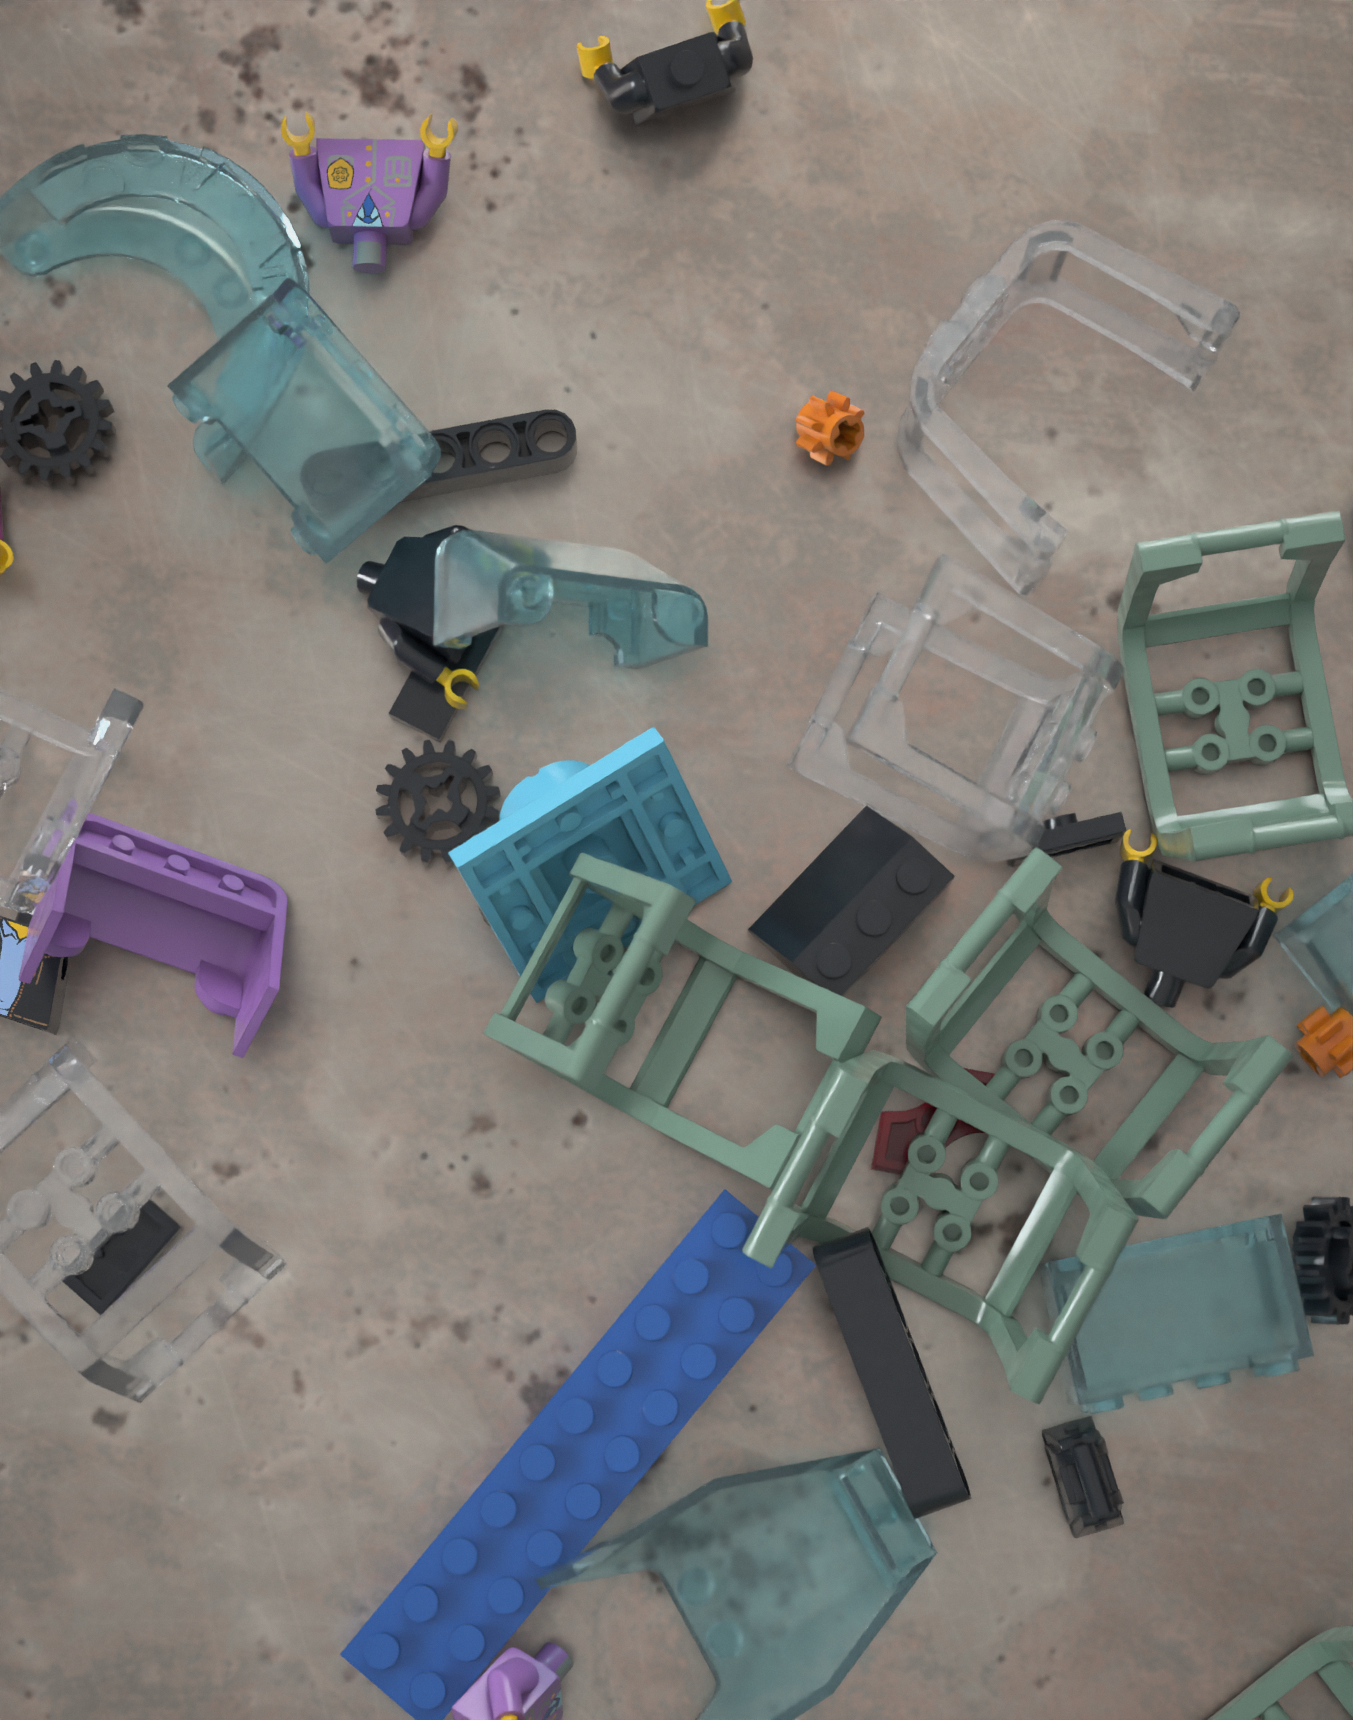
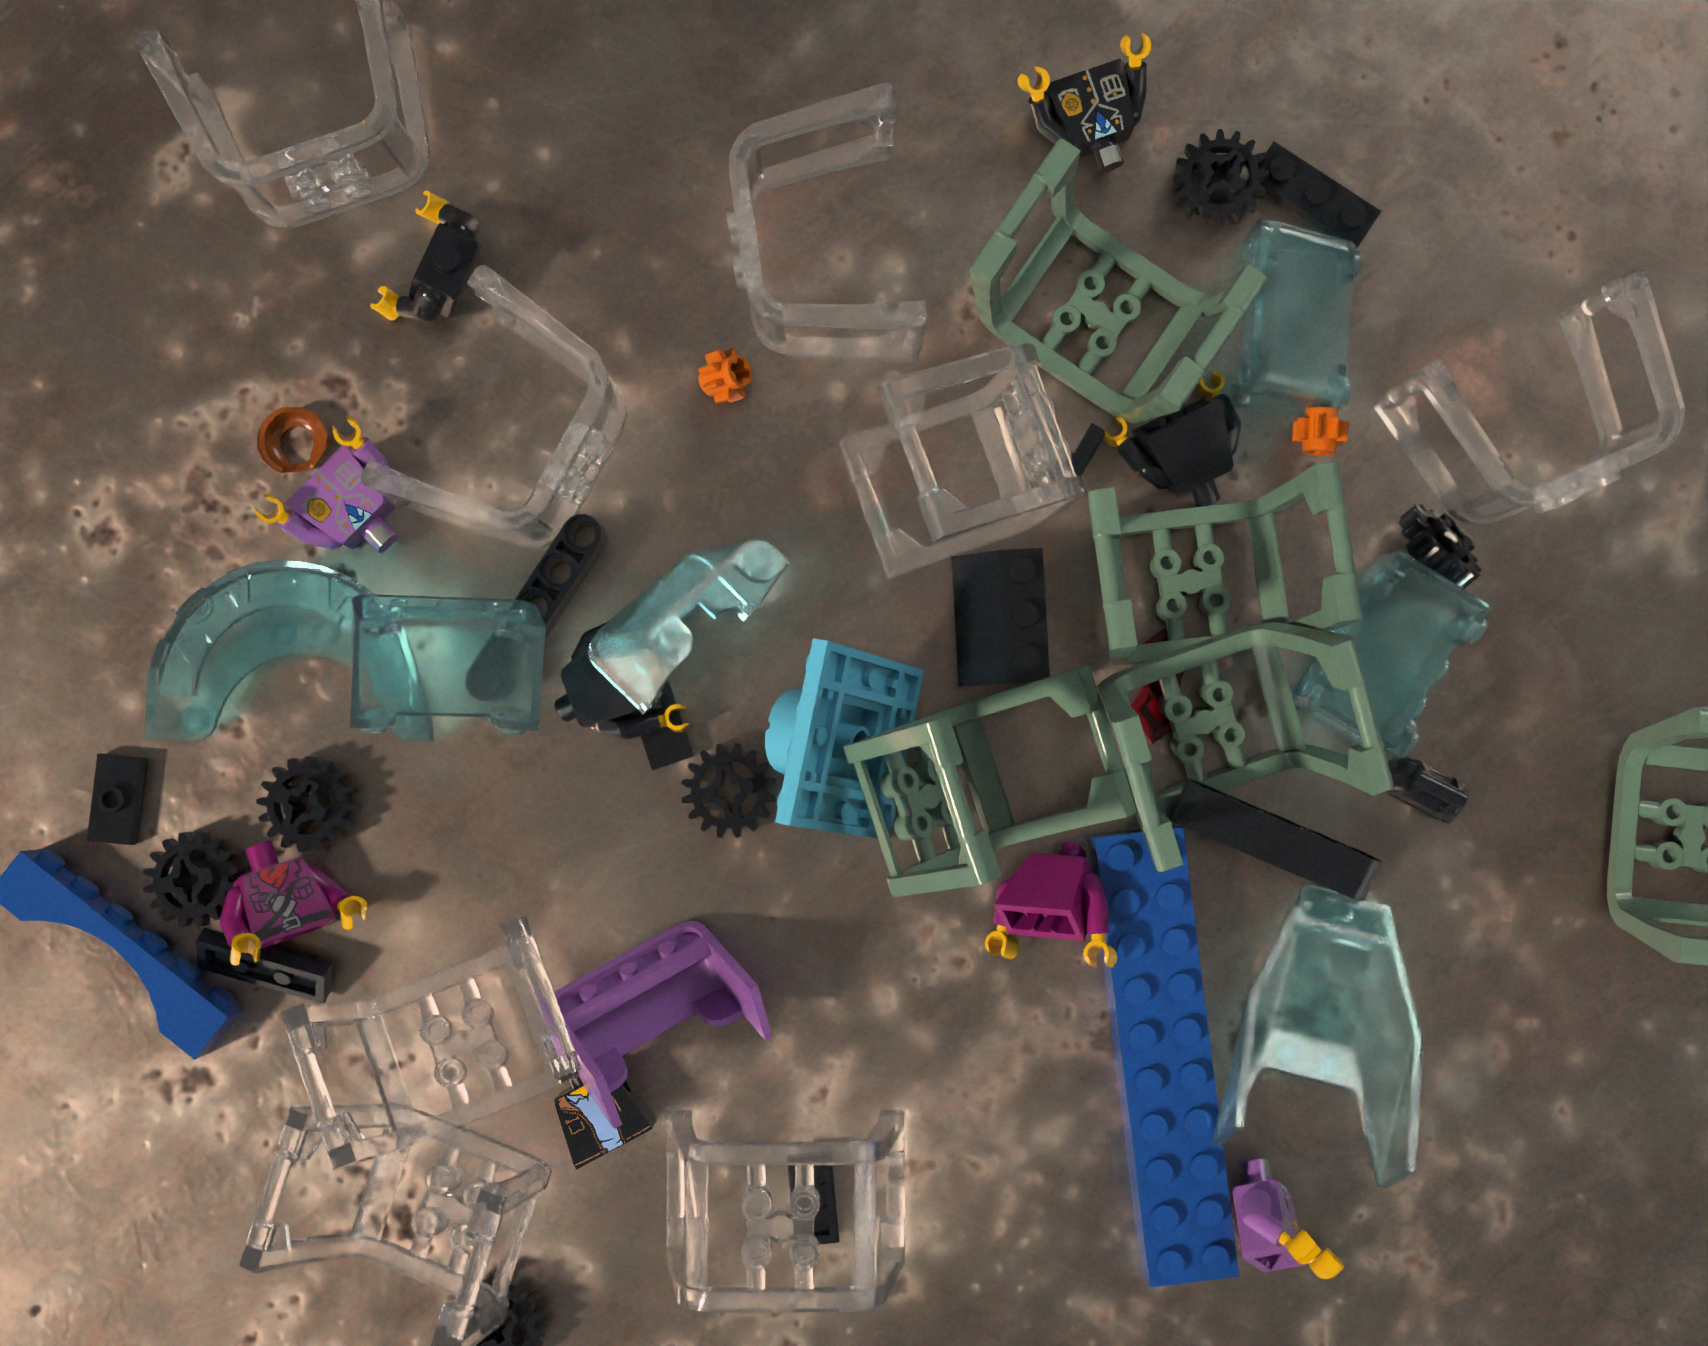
camera: 50 degrees left, 5 degrees up
(376, 65) = (272, 433): none -> dark orange piece
(603, 363) = (574, 462): none -> clear windscreen
(625, 1205) = (1052, 900): none -> magenta torso

